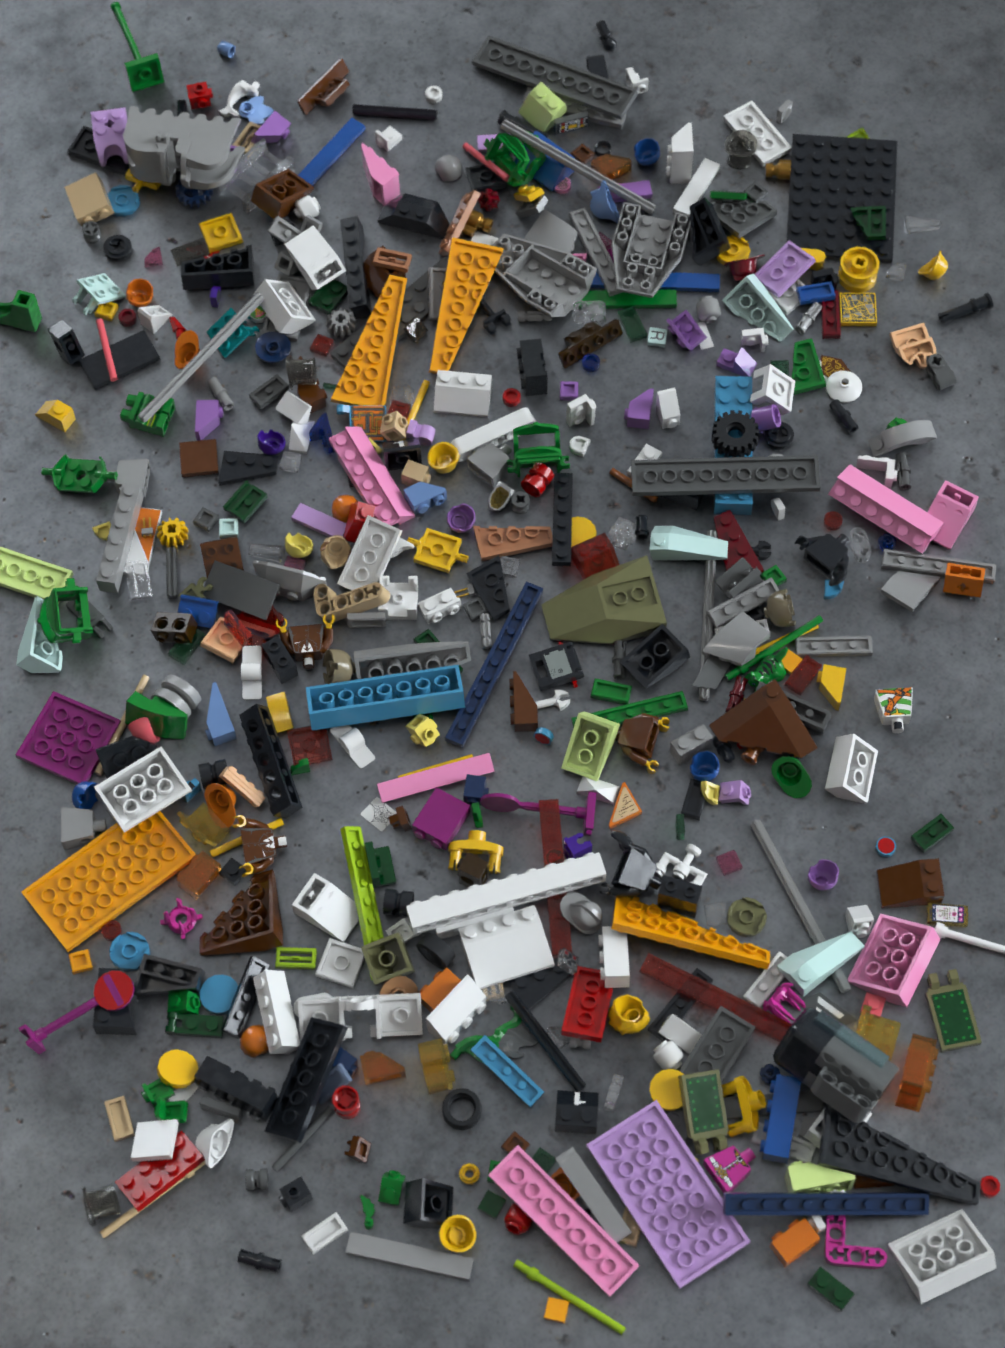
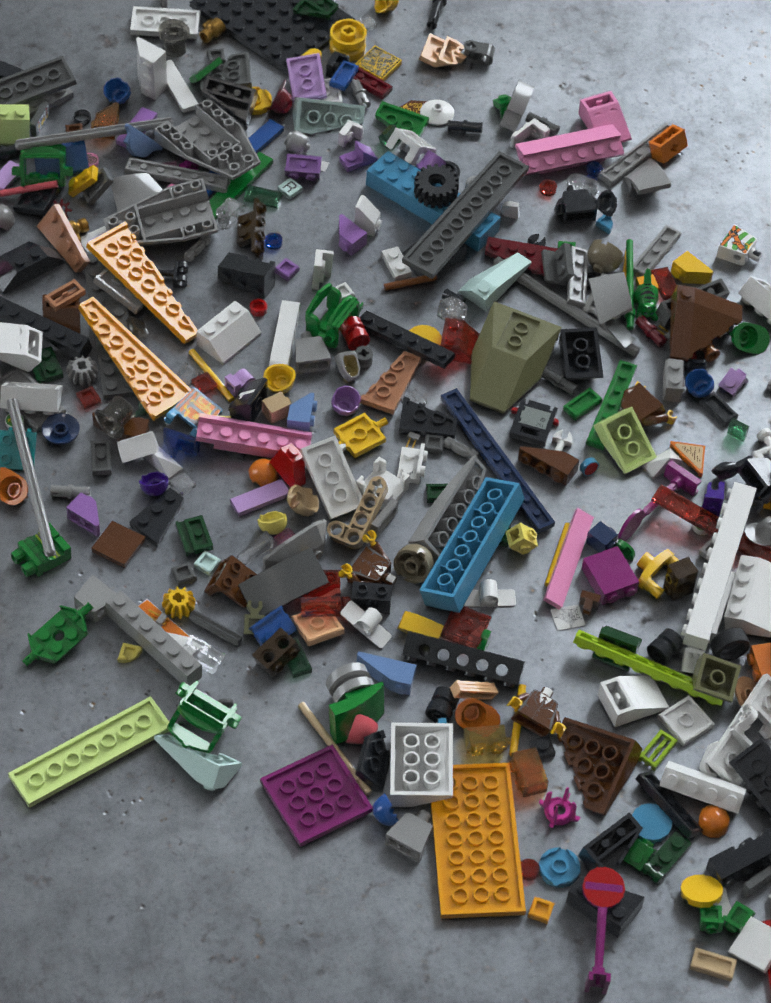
camera: 60 degrees left, 10 degrees down
(394, 426) = (221, 391): tan brick -> none
(633, 81) = (37, 58): white bracket -> none
(710, 792) = (723, 394): light yellow tile -> none

